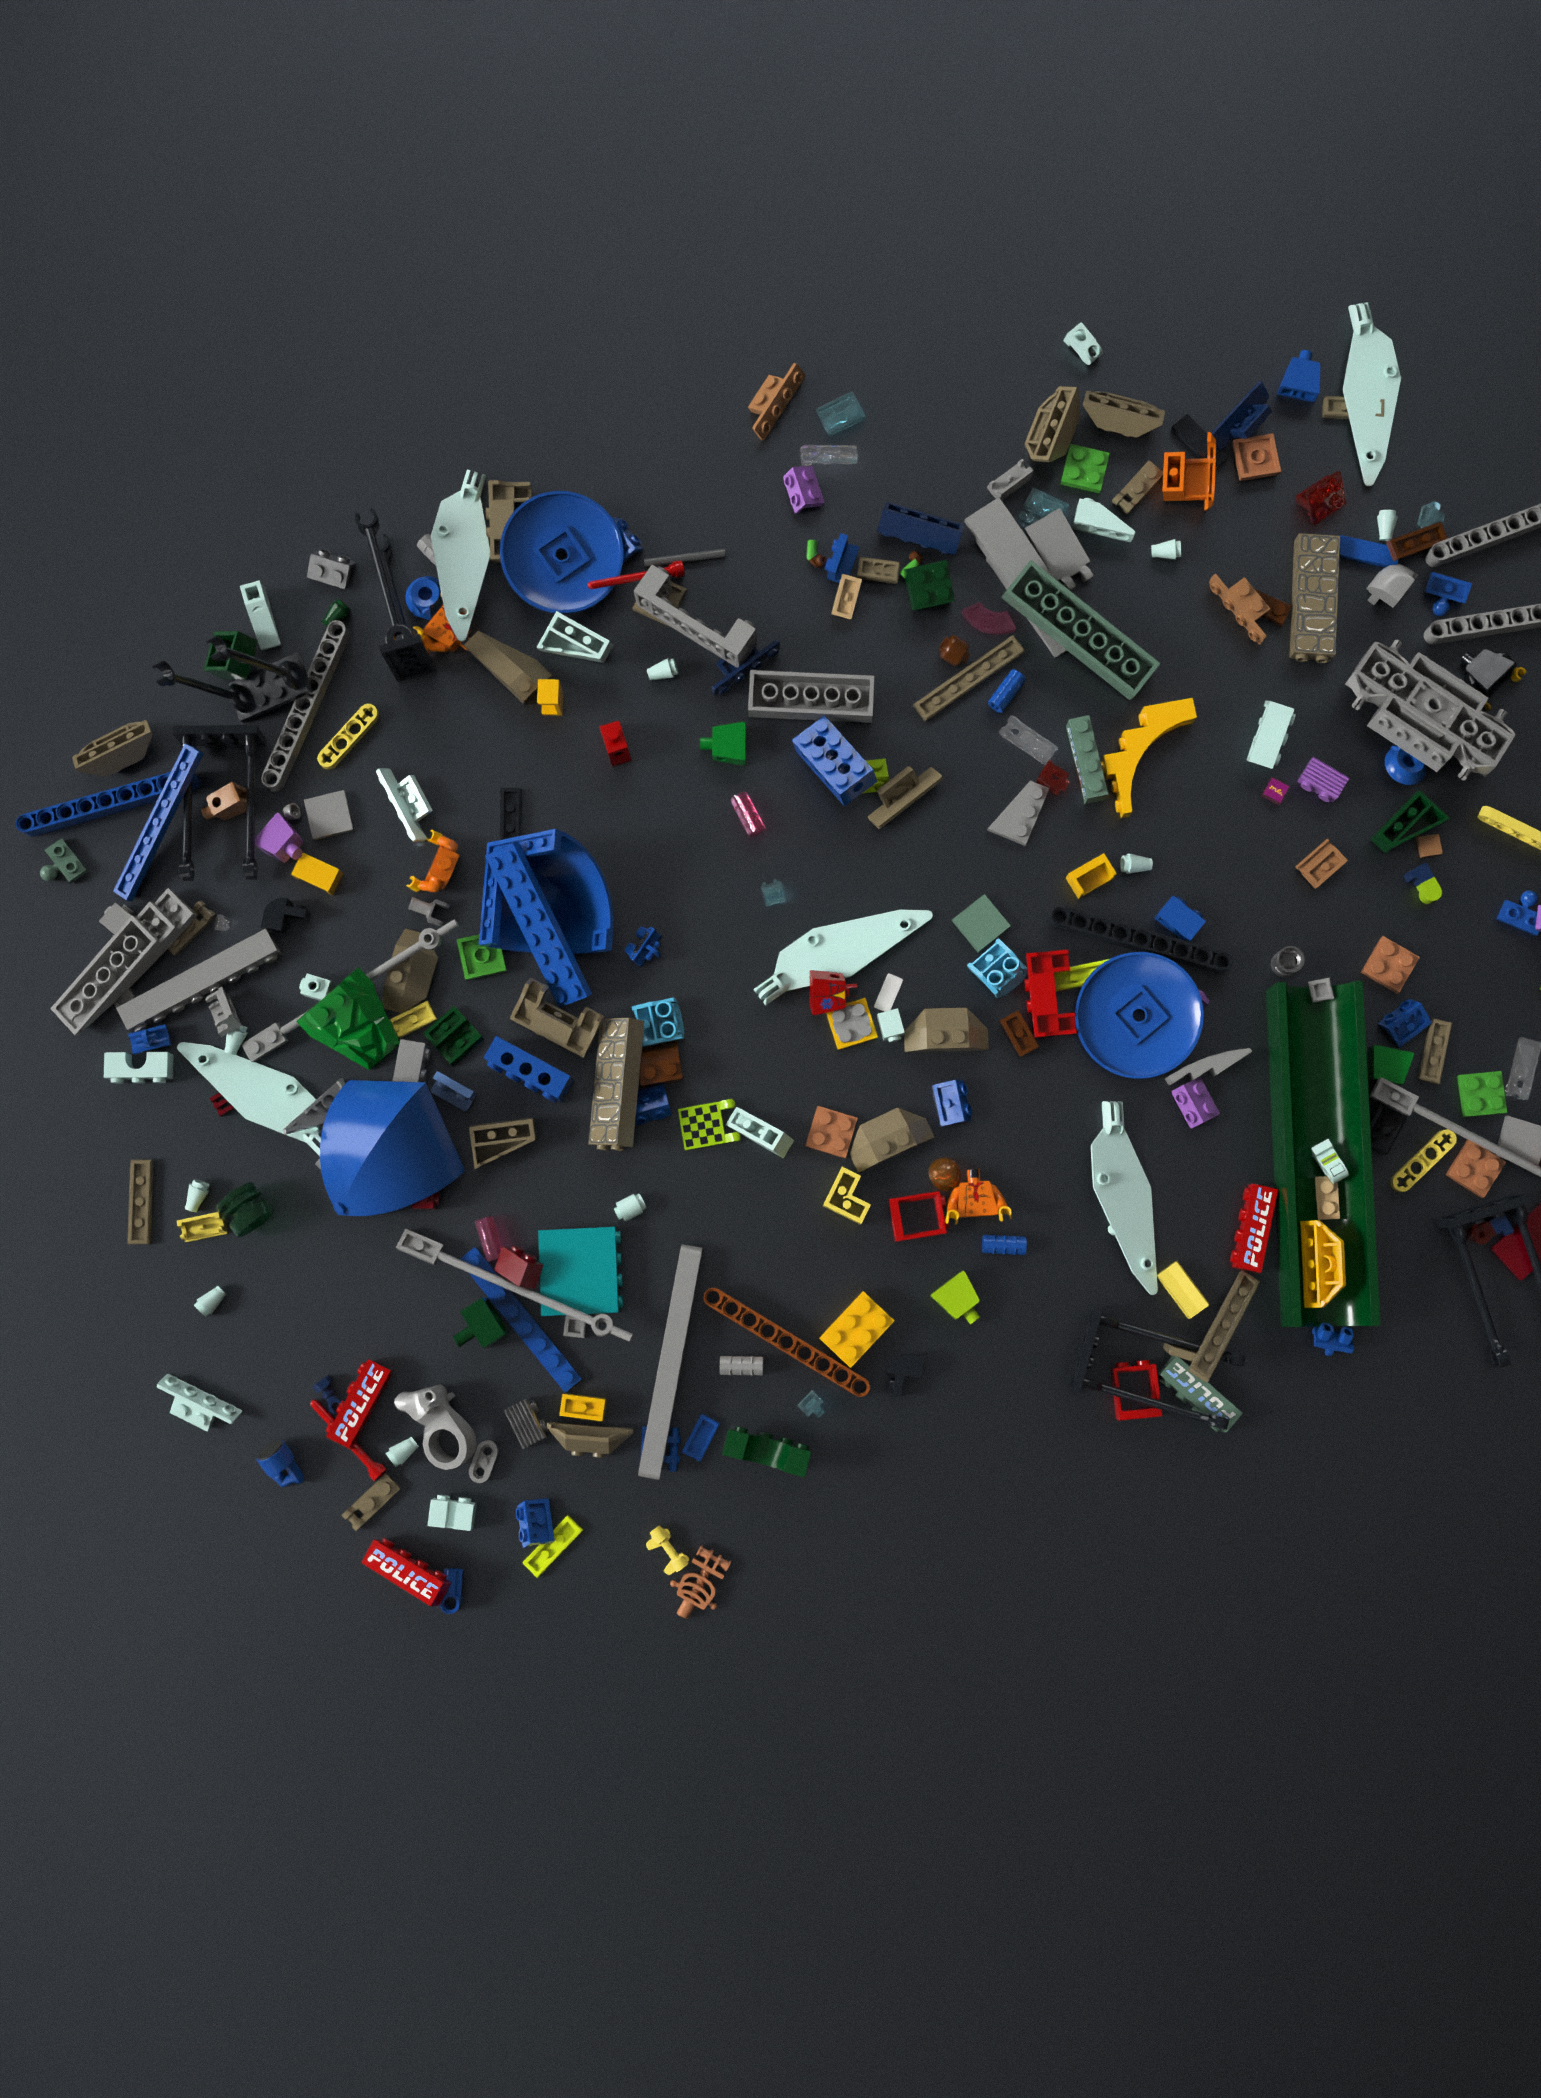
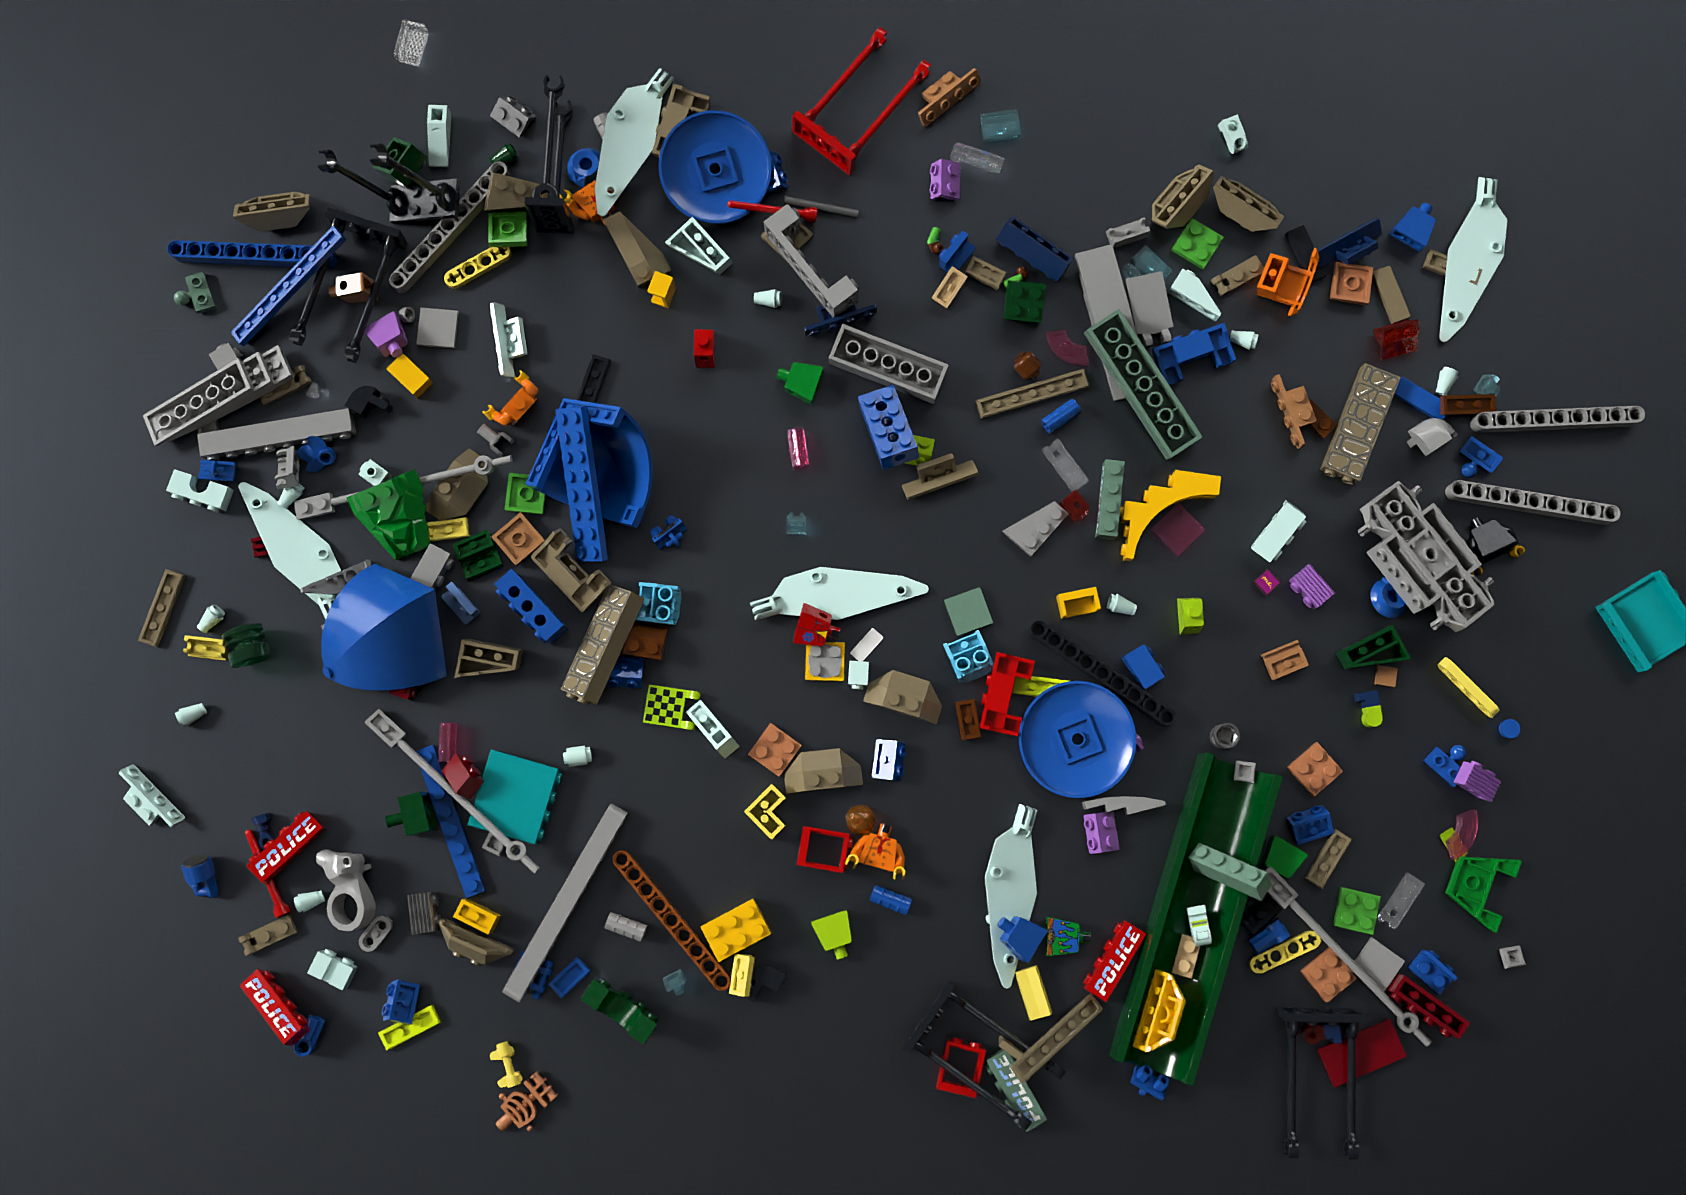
camera: 15 degrees right, 0 degrees up
(197, 528) = (411, 43): none -> clear panel
(244, 987) = (313, 454): none -> blue plate
(356, 649) = (508, 192): none -> dark tan wedge
(367, 688) = (507, 229): none -> bright green plate
(490, 1004) = (518, 539): none -> medium nougat plate
(674, 491) = (830, 145): none -> red piece
(879, 1373) = (741, 975): none -> light yellow panel
(1121, 572) = (1195, 346): none -> blue bracket
(1151, 1236) = (1021, 937): none -> blue torso
(1166, 767) = (1178, 529): none -> clear pink tile
(1194, 1222) = (1064, 937): none -> torso
(1209, 849) = (1190, 615): none -> lime torso
(1300, 455) = (1390, 295): none -> dark tan tile
(1343, 1094) = (1230, 871): none -> sand green brick
(1406, 1145) = (1272, 934): none -> blue piece

